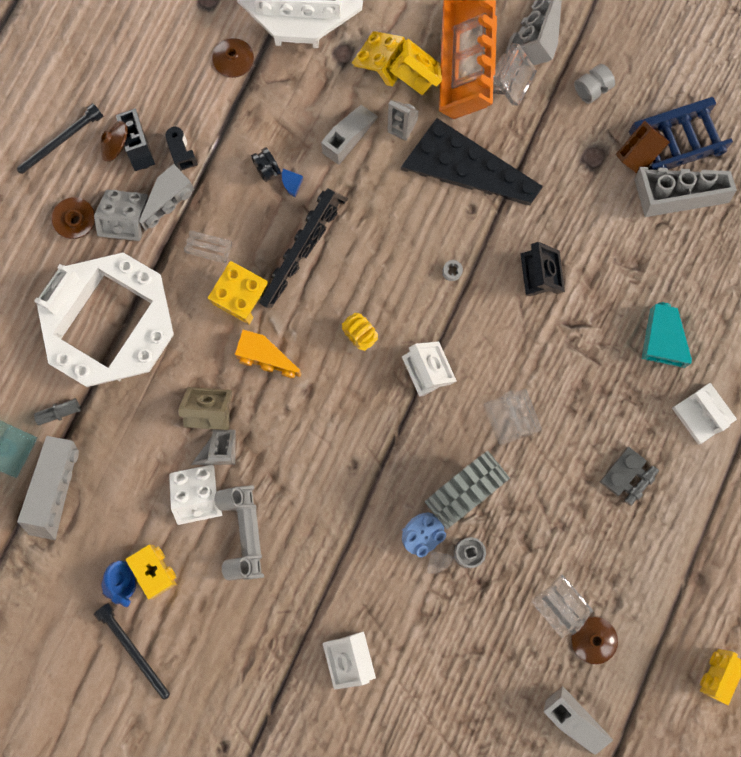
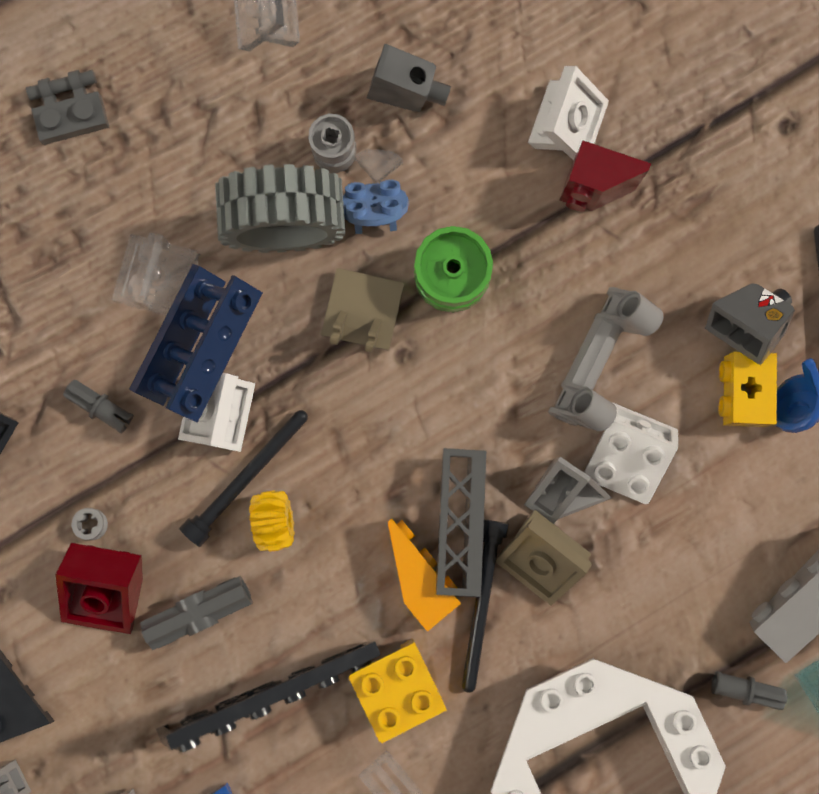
camera: 145 degrees left, 5 degrees up
(172, 610) = (752, 320): none -> dark grey torso
(241, 402) = (492, 536): none -> black piece
(255, 401) = (473, 526): none -> dark grey fence
(308, 632) = (600, 177): none -> dark red slope
(353, 512) = (463, 252): none -> bright green wheel
(366, 263) = (196, 613): none -> dark grey piece
(390, 473) = (362, 310): none -> dark tan plate
(395, 304) = (198, 528): none -> black piece
(423, 243) = (99, 587): none -> dark red slope
(463, 614) = (405, 81): none -> dark grey torso
(476, 390) = (179, 334): none -> dark blue fence
(492, 330) = (97, 405): none -> dark grey axle

